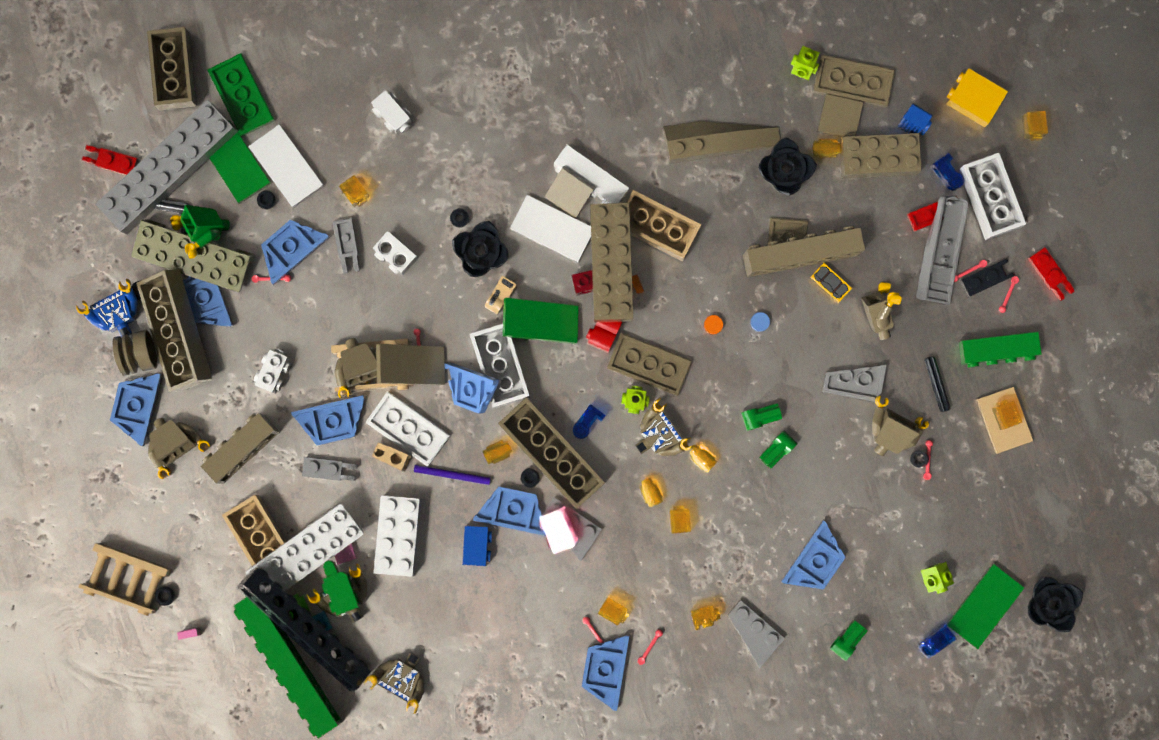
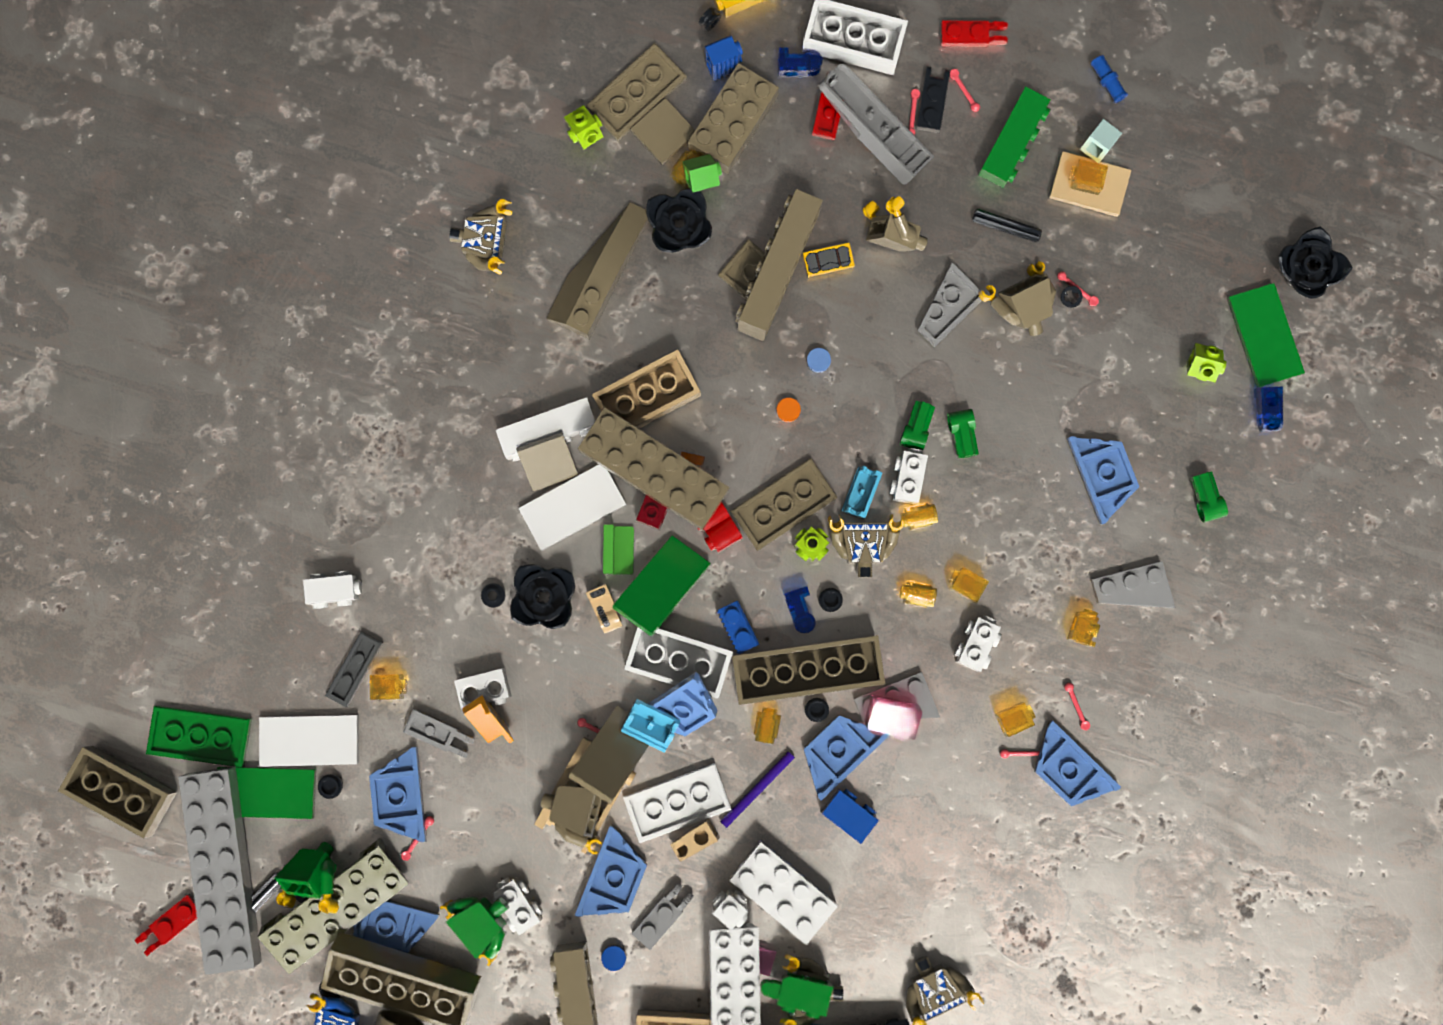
camera: 55 degrees left, 0 degrees up
(243, 354) = (478, 924): none -> green torso
(281, 456) = (613, 958): none -> blue tile
(351, 163) = (354, 669): none -> dark grey tile
(363, 508) = (730, 908): none -> white brick
(376, 269) = (486, 720): none -> light orange panel
(445, 376) = (650, 725): none -> medium azure hinge
(544, 277) = (618, 550): none -> bright green panel
(547, 389) = (738, 627): none -> blue brick
(607, 437) = (830, 599): none -> black plate
(651, 552) = (978, 643): none -> white brick
(687, 49) = (484, 237): none -> torso
(692, 409) = (861, 492): none -> medium azure hinge
(725, 433) = (910, 476): none -> white brick
(828, 160) = (702, 173): none -> bright green brick
(936, 94) = (710, 19): none -> black bush
(1037, 407) = (1101, 141): none -> light aqua brick
(1084, 384) = (1109, 79): none -> blue pin

